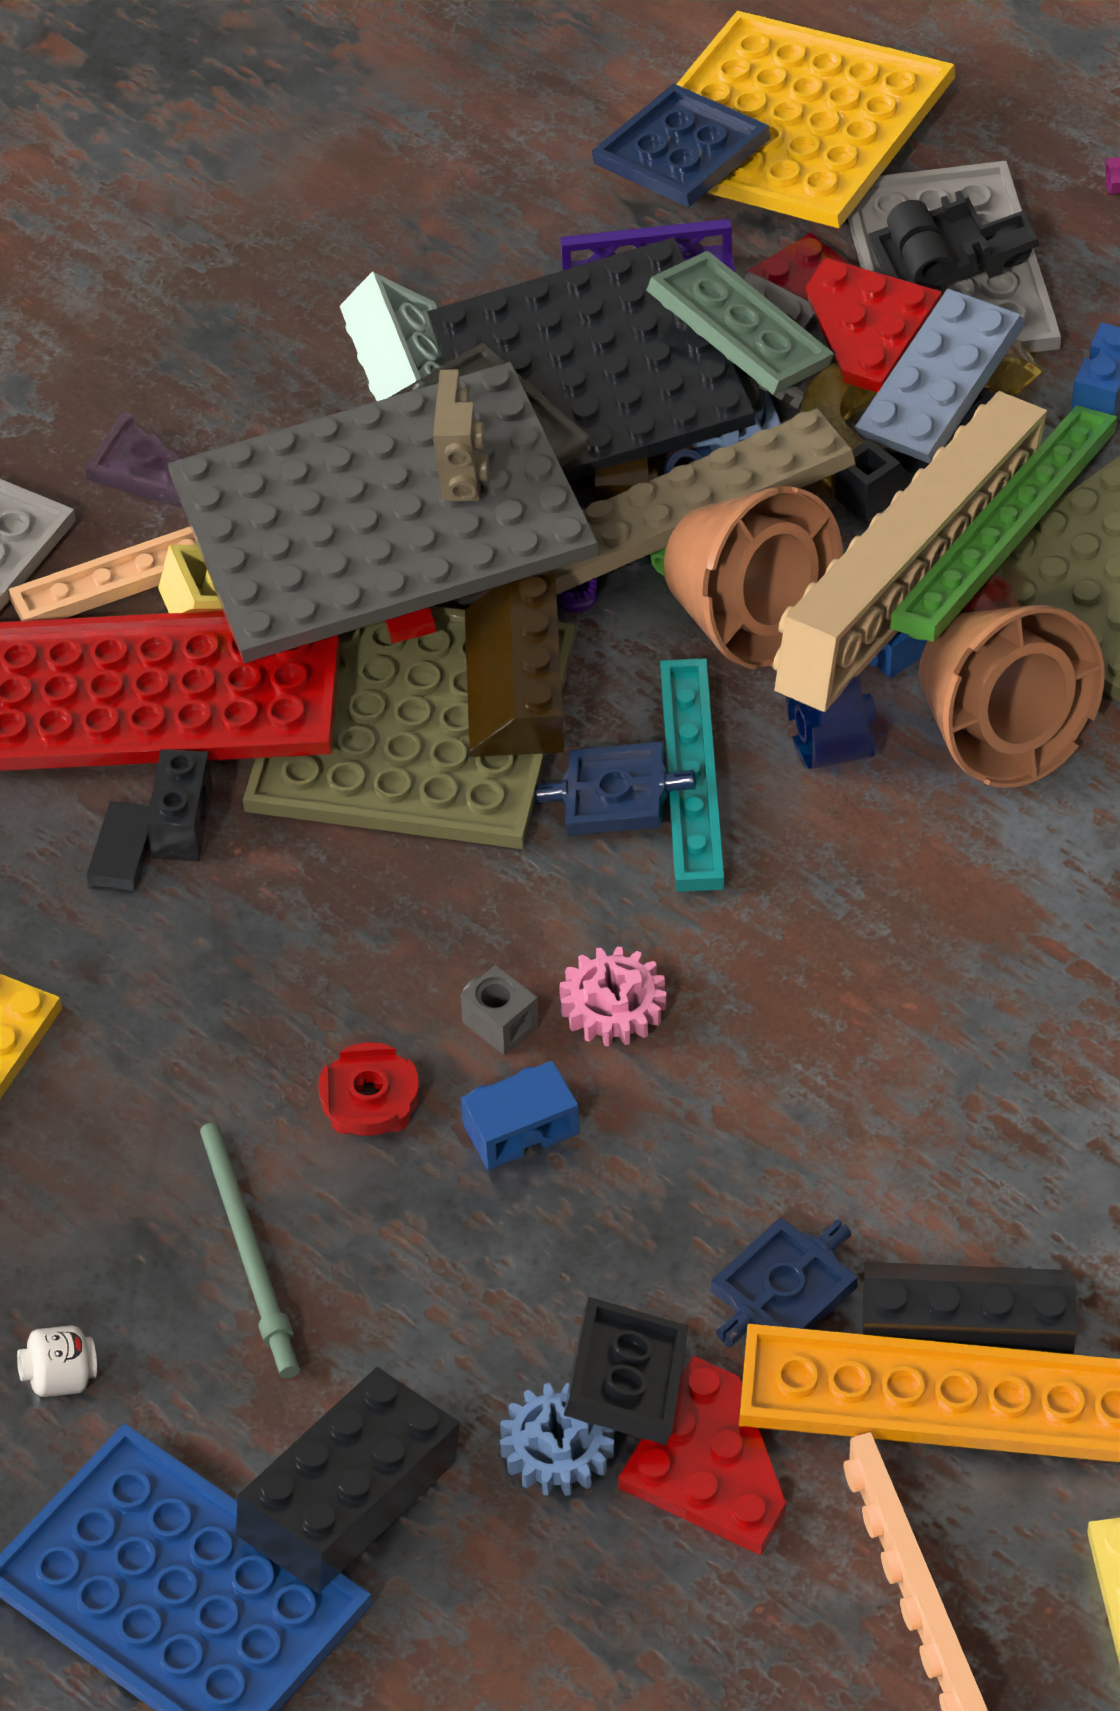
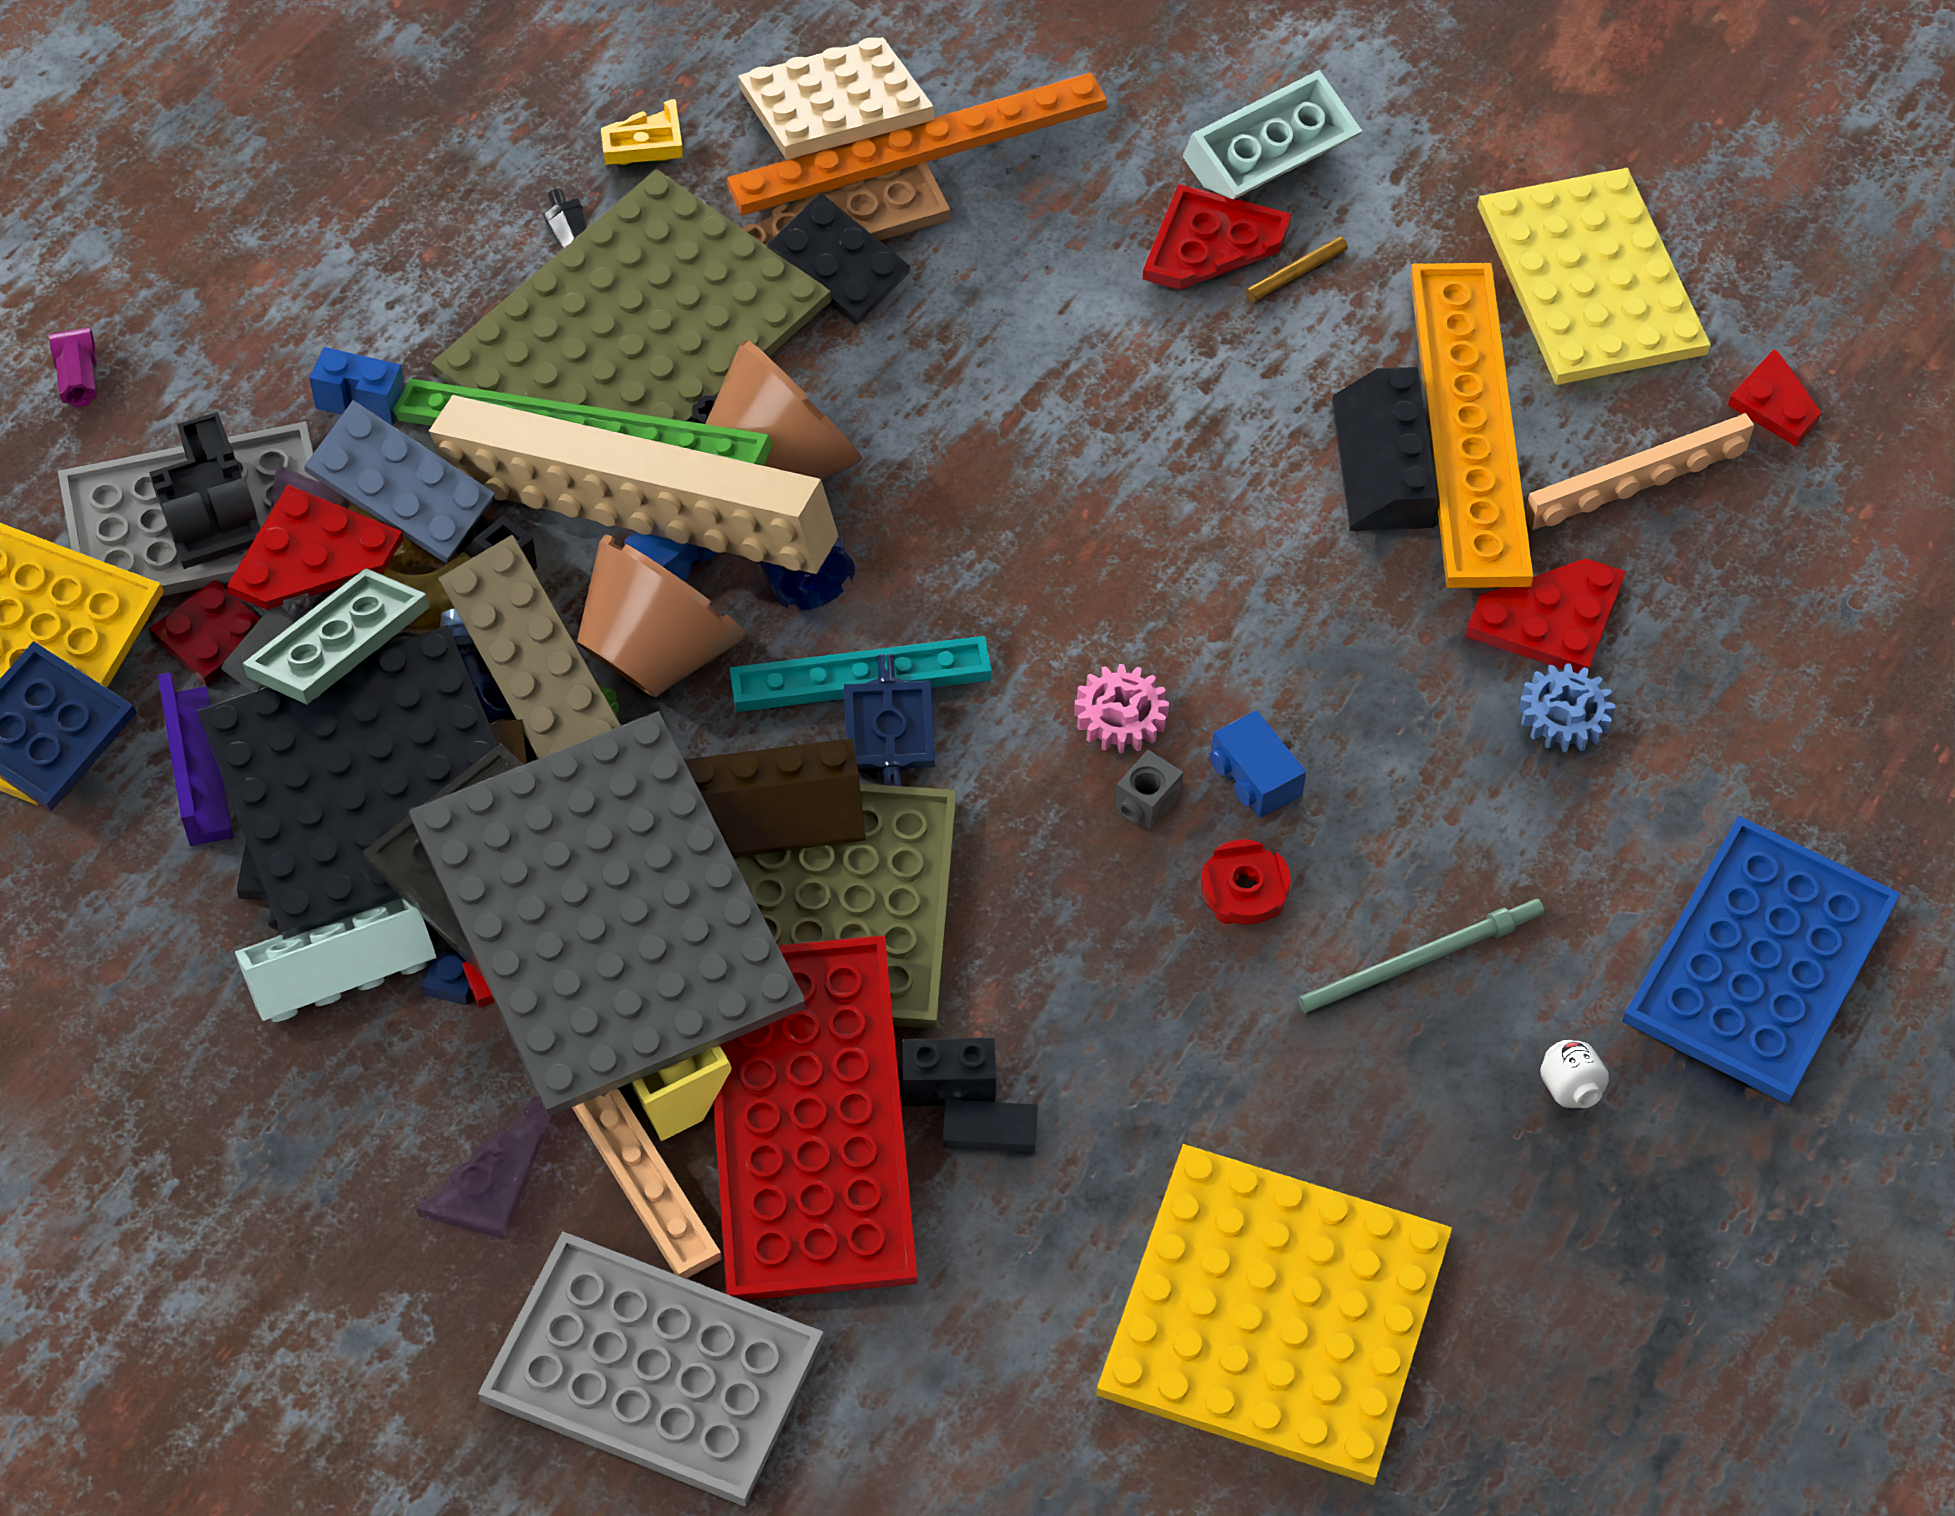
camera: 100 degrees left, 5 degrees up
(347, 1479) = (1650, 833): black brick -> none
(458, 441) = (567, 812): dark tan plate -> none
(626, 1371) = (1505, 655): black plate -> none
(784, 1280) = (1387, 571): dark blue plate -> none

